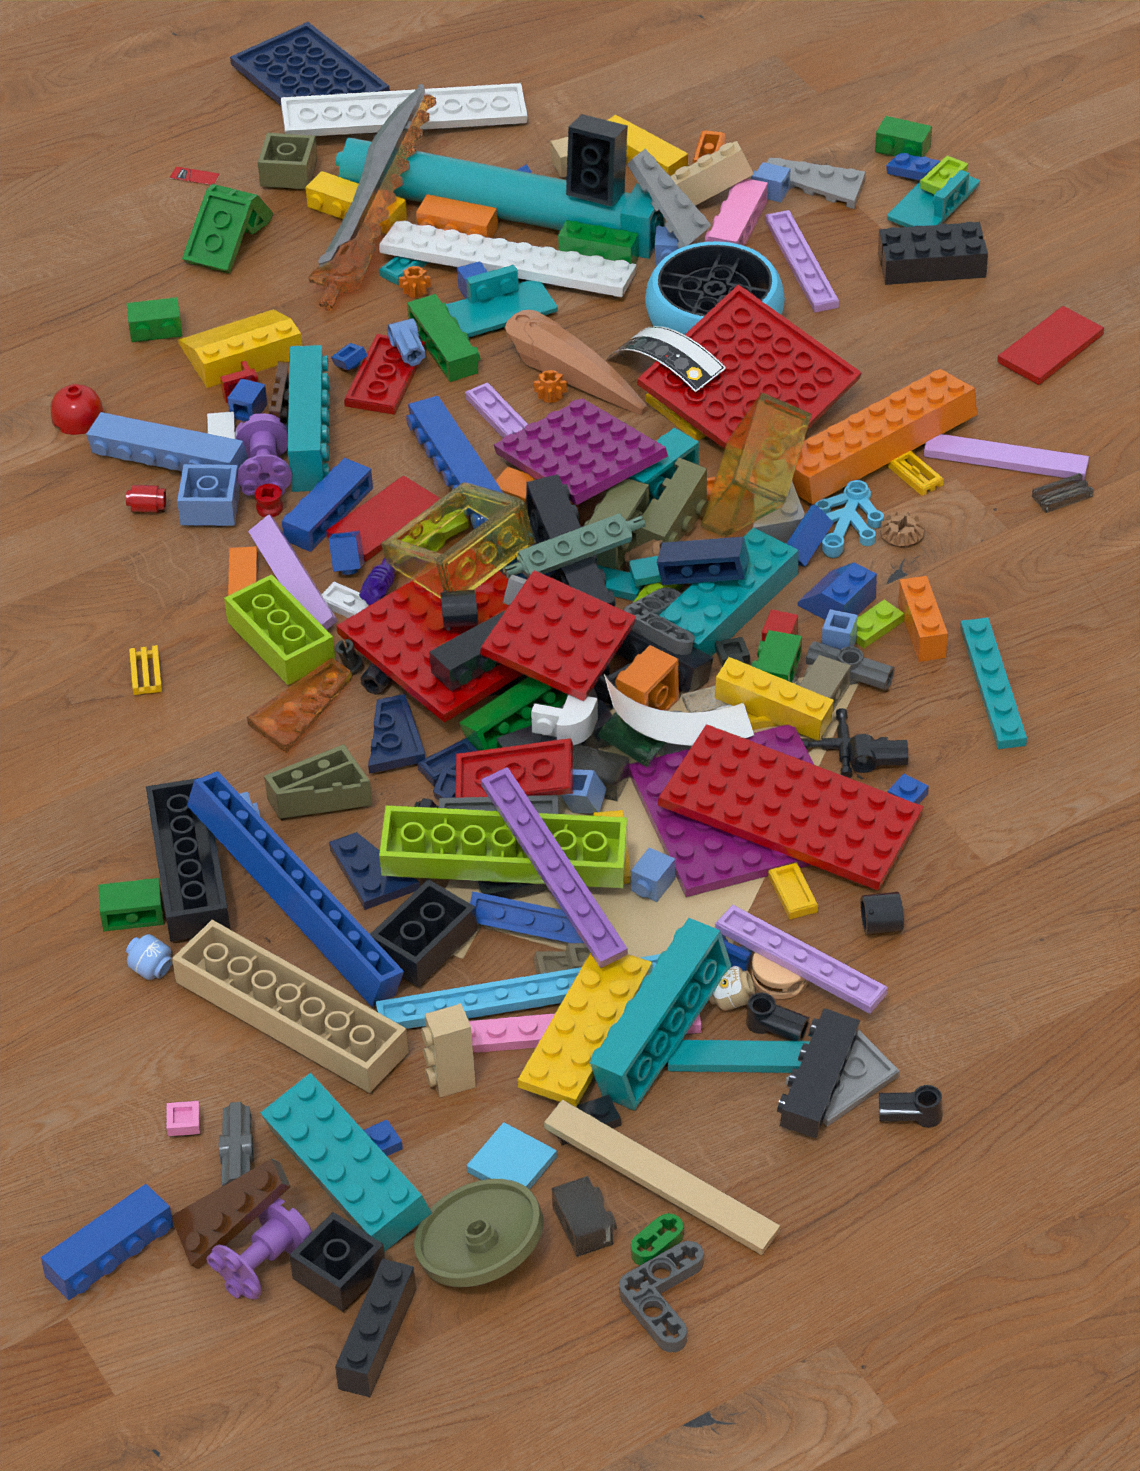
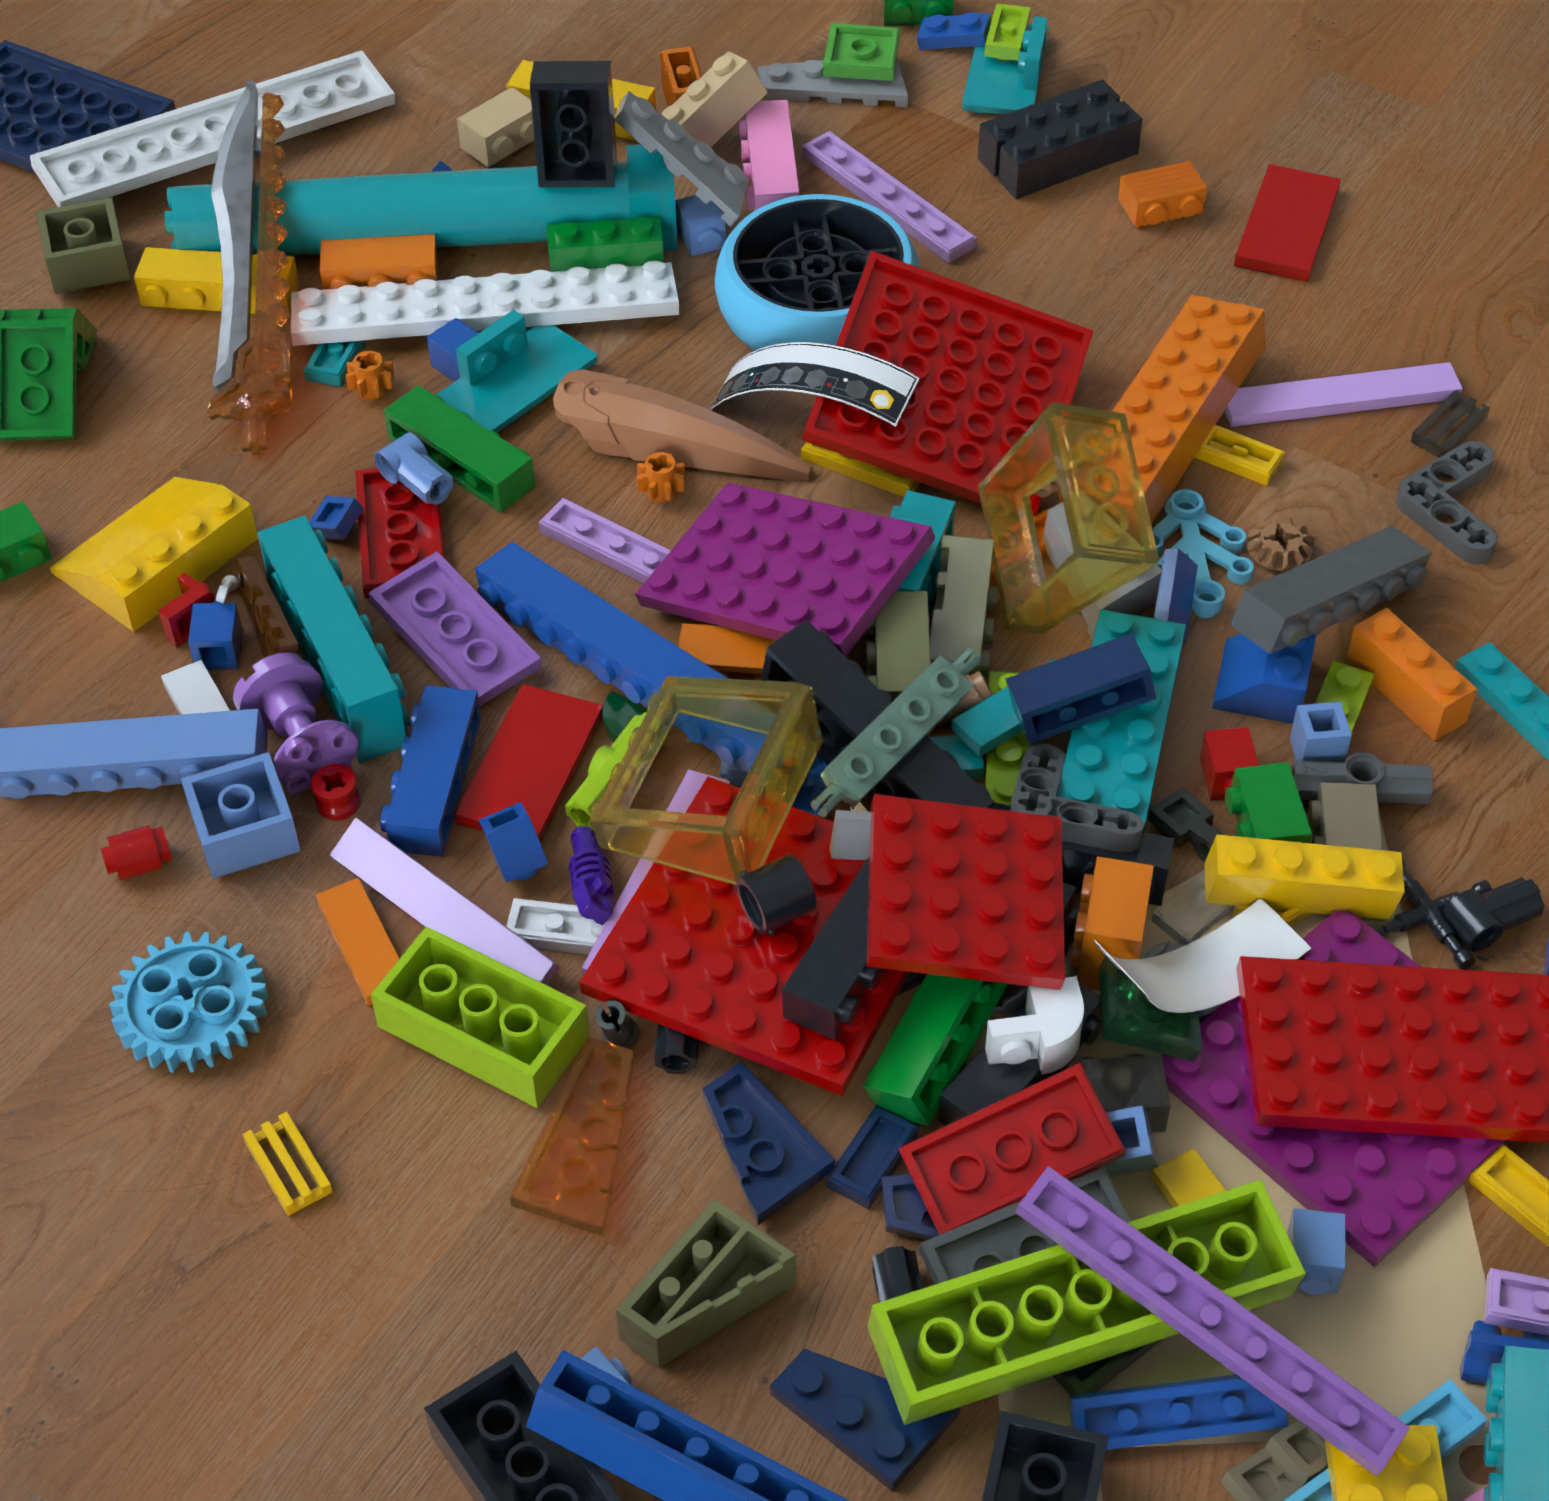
camera: 25 degrees left, 5 degrees up
(135, 578) = (189, 1002): none -> medium azure gear
(258, 376) = (229, 583): none -> white hinge
(381, 435) = (454, 629): none -> medium lavender plate
(777, 179) = (788, 87): medium blue brick -> none
(838, 164) = (861, 52): none -> bright green tile
(897, 554) = (1330, 589): none -> dark grey brick
(976, 305) = (1162, 194): none -> orange brick
(1052, 519) = (1426, 497): none -> dark grey beam

